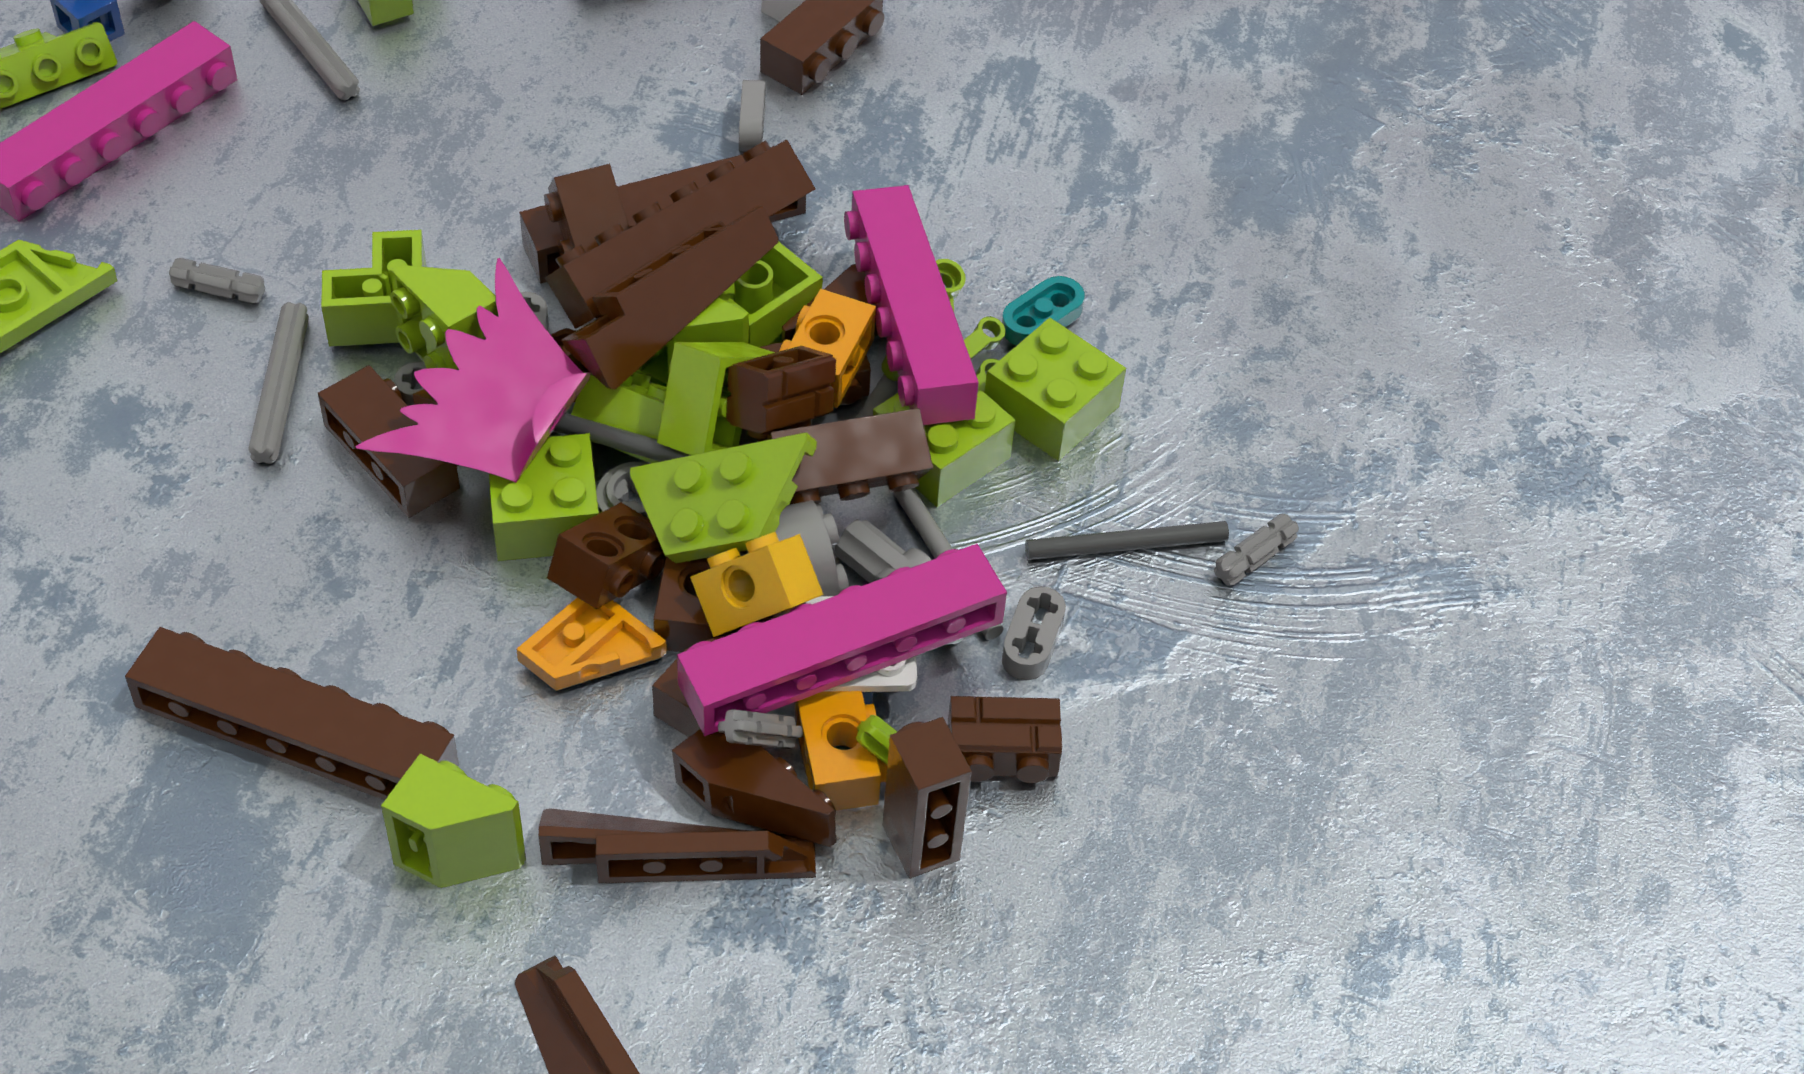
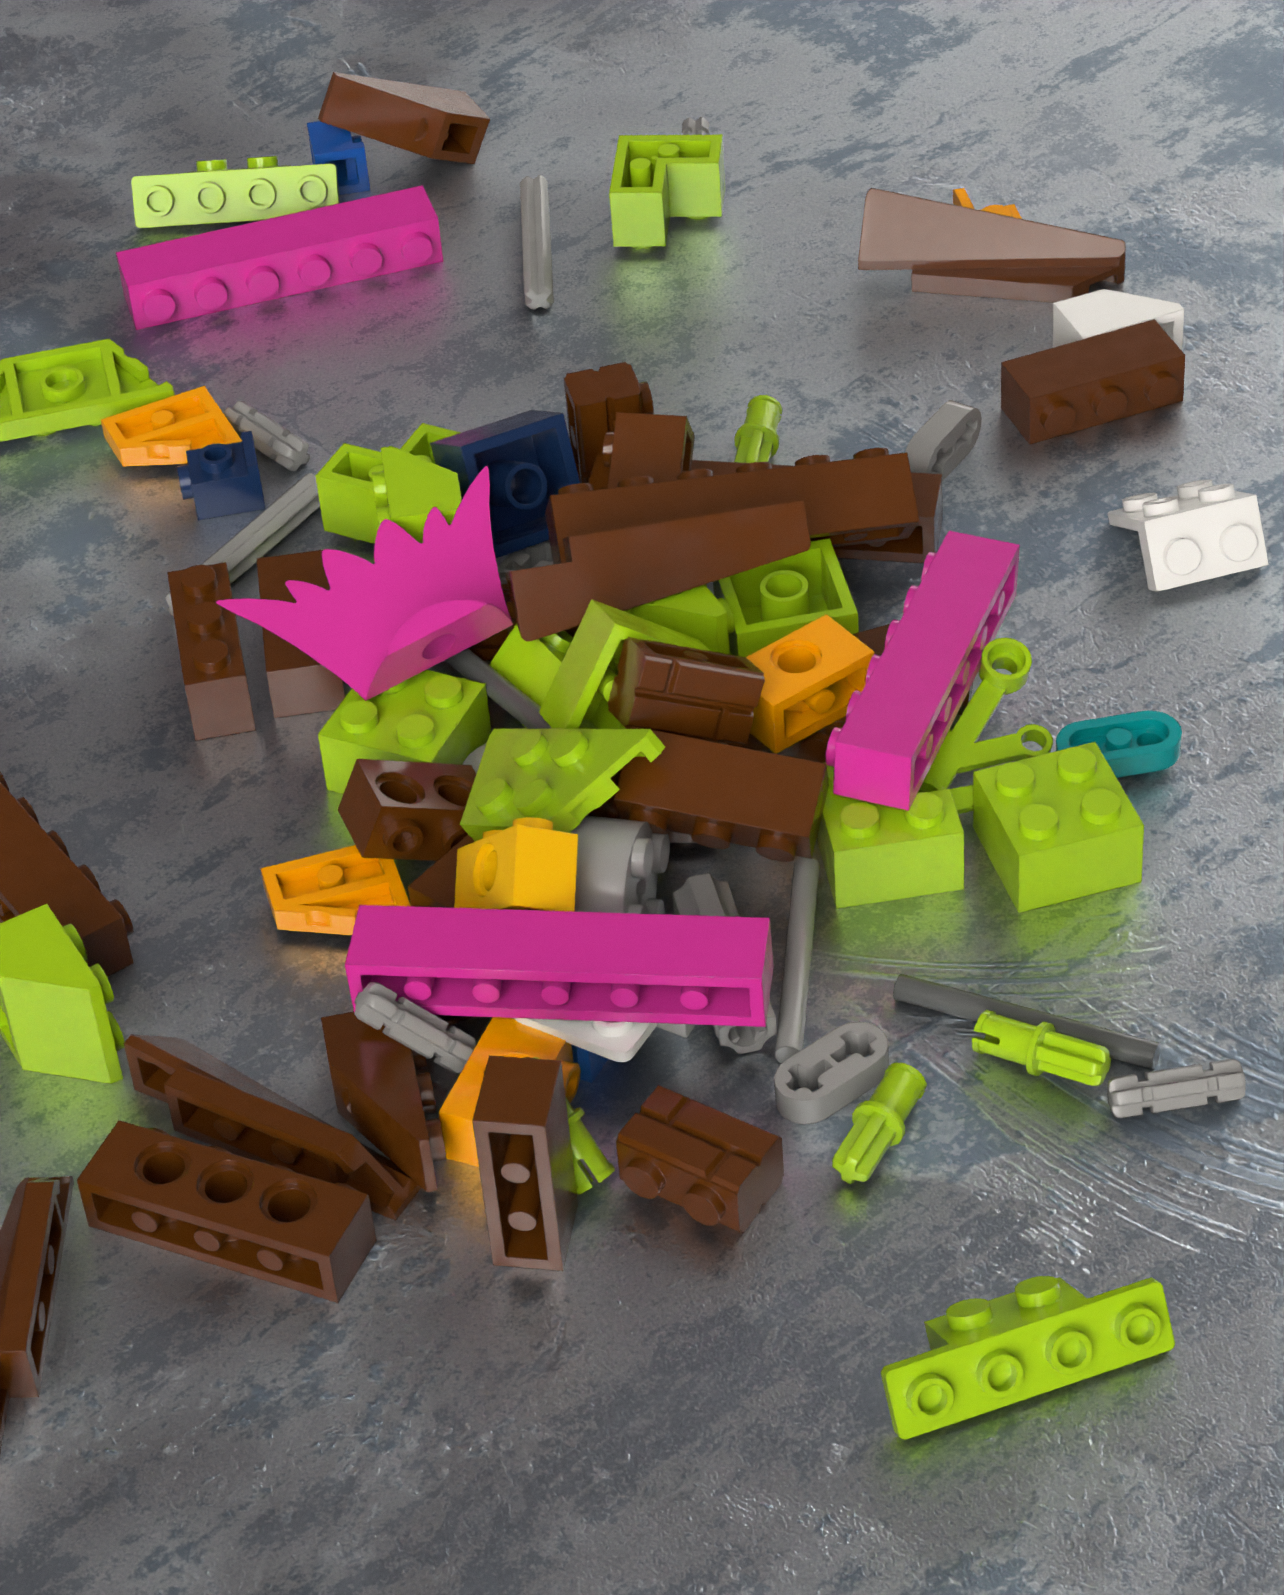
camera: 40 degrees right, 10 degrees down
(139, 303) = (167, 429): none -> light orange wing
(217, 330) = (223, 479): none -> dark blue brick
(331, 483) = (210, 652): none -> reddish brown brick
(476, 234) = (526, 462): none -> dark blue brick
(507, 182) = (592, 408): none -> reddish brown brick
(610, 150) = (758, 436): none -> lime axle
(687, 950) = (228, 1210): none -> reddish brown brick
(978, 124) = (1194, 534): none -> white bracket
(1094, 656) = (879, 1122): none -> lime axle
(1158, 557) = (1041, 1049): none -> lime axle
(1298, 775) = (1022, 1347): none -> lime bracket

